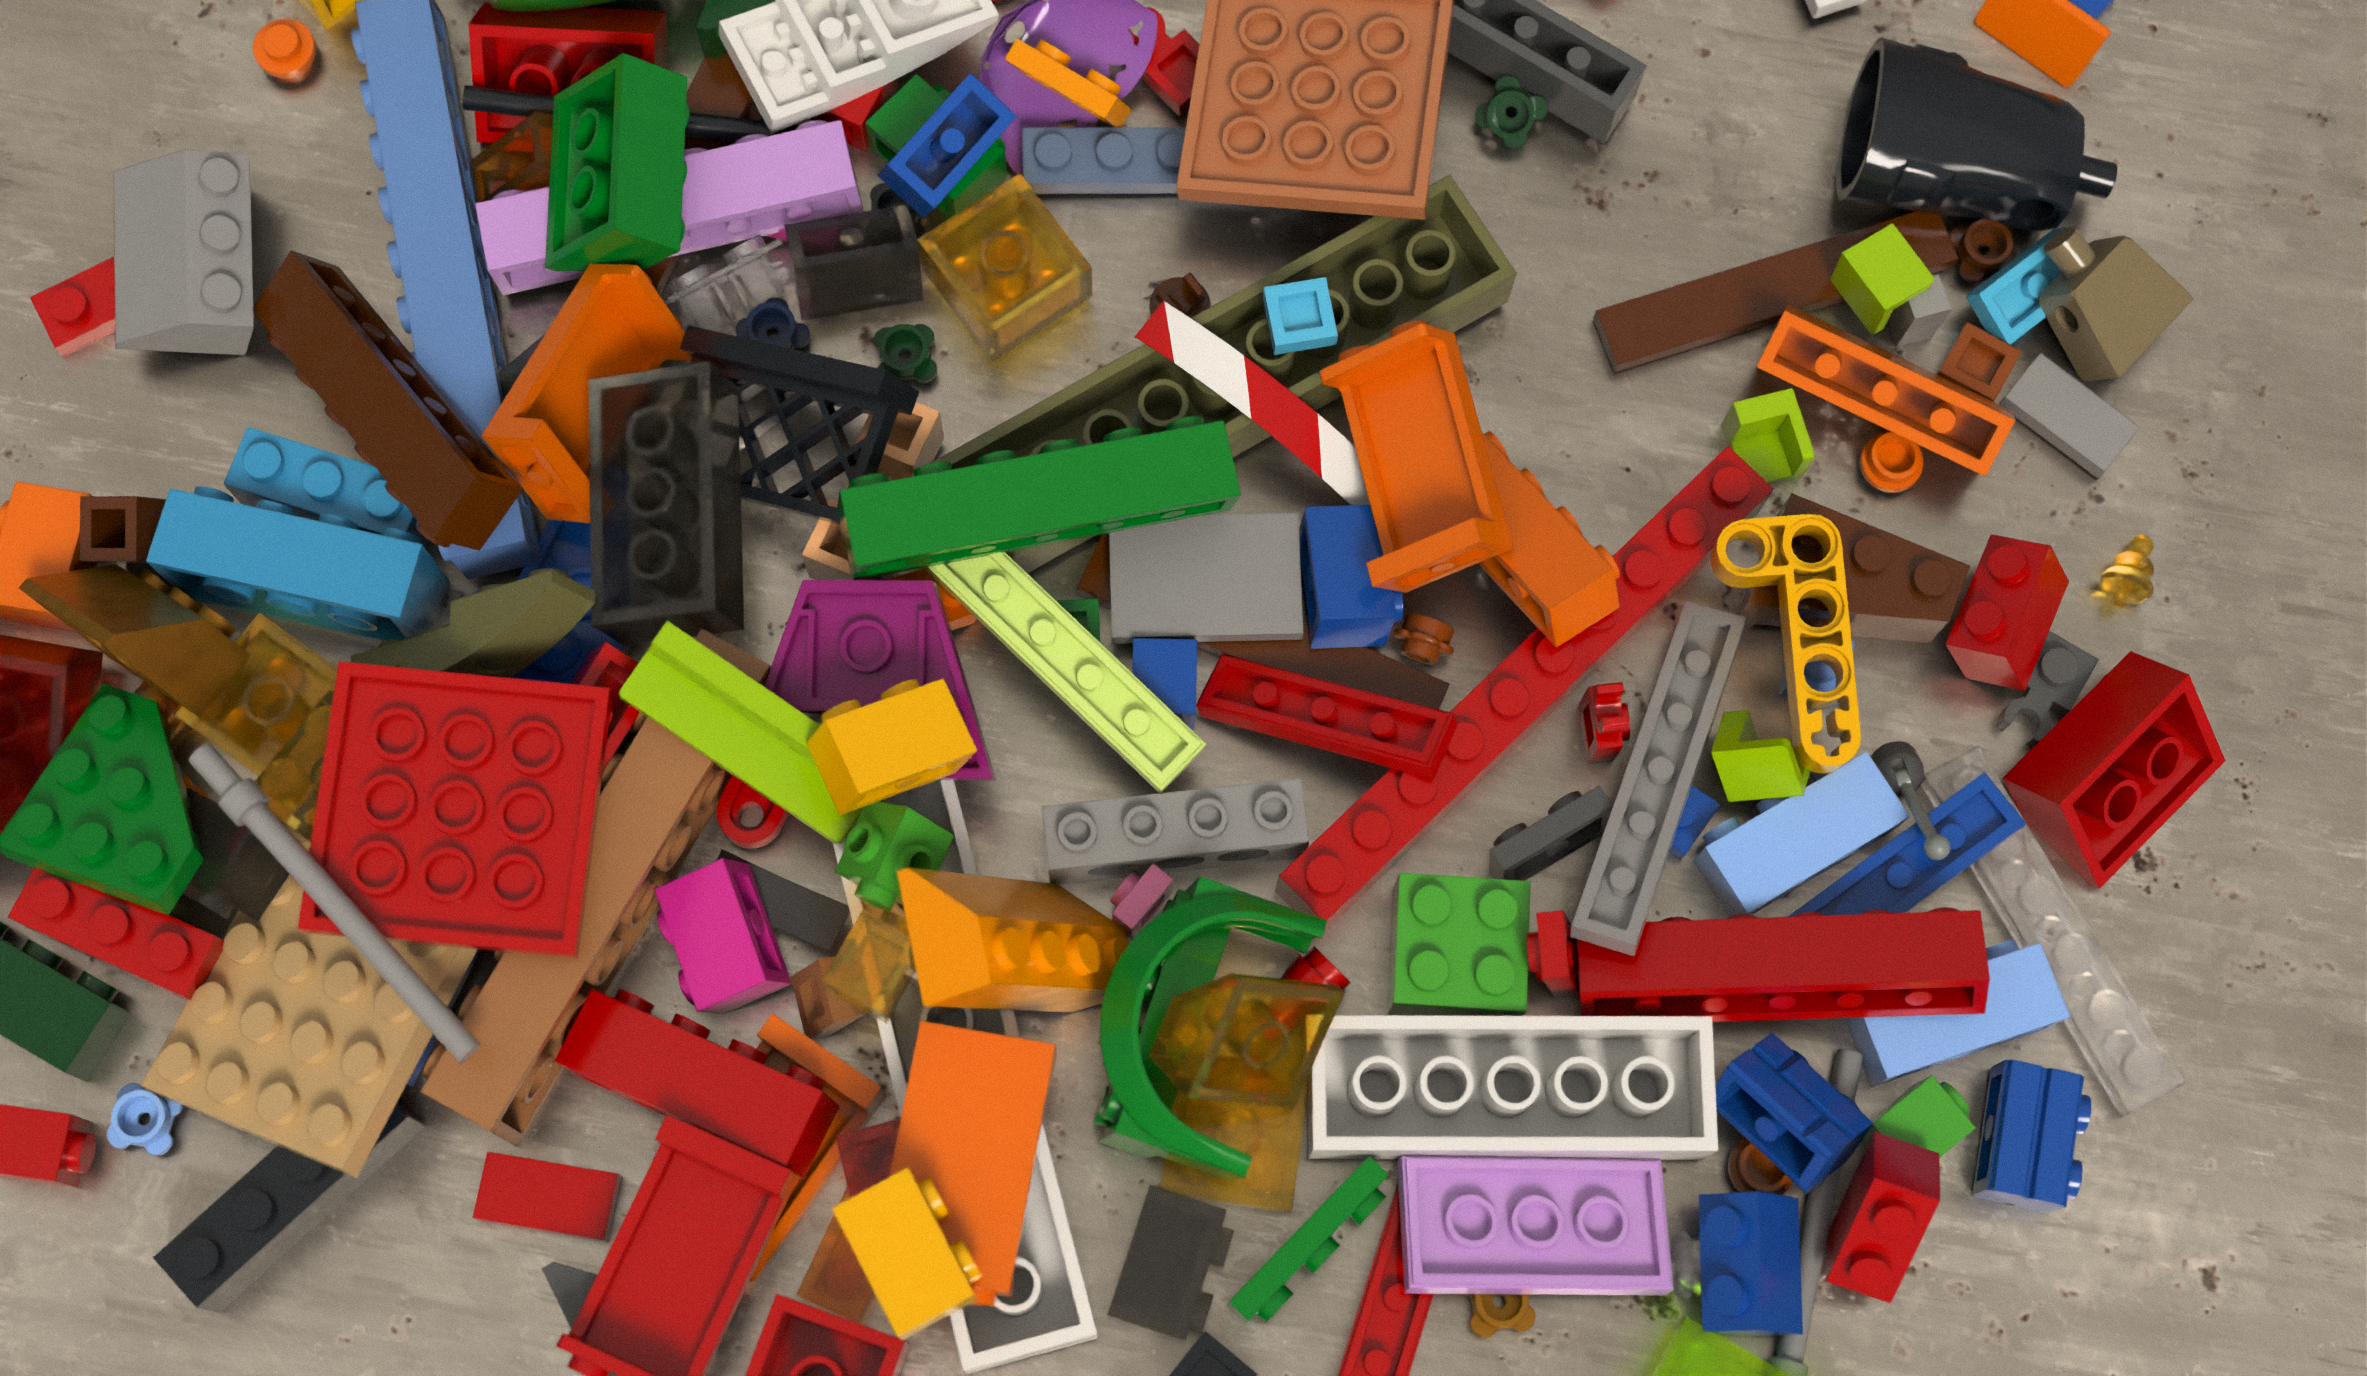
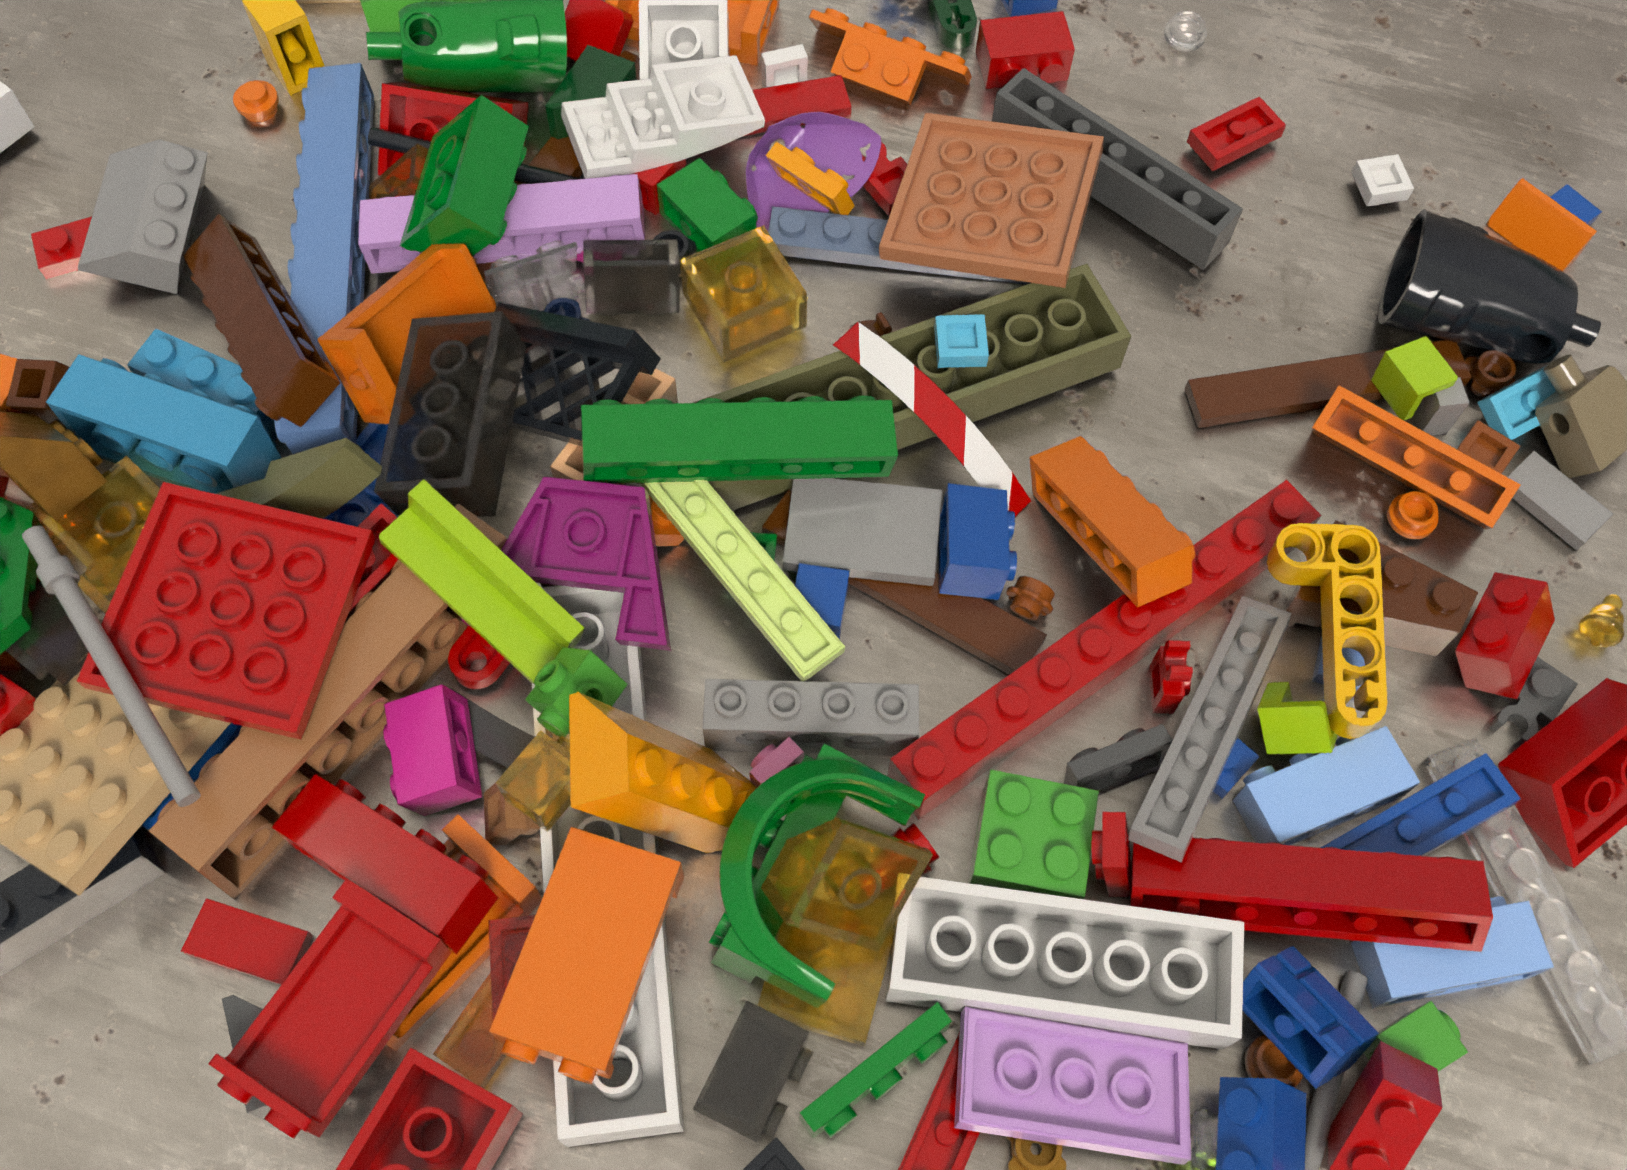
camera: 10 degrees right, 10 degrees down
(890, 744) = (585, 600): yellow brick -> none
(906, 1252) = (519, 1021): yellow brick -> none
(907, 337) = (664, 337): dark green plate -> none
(947, 145) = (711, 195): blue brick -> none
(1327, 715) = (948, 642): red tile -> none
(1420, 456) = (1043, 451): orange panel -> none
(1515, 128) = (1149, 236): dark green plate -> none
(1770, 435) = (1321, 480): lime panel -> none
(1906, 782) = (1417, 757): hinge -> none
(2031, 1136) = (1513, 1069): blue brick -> none

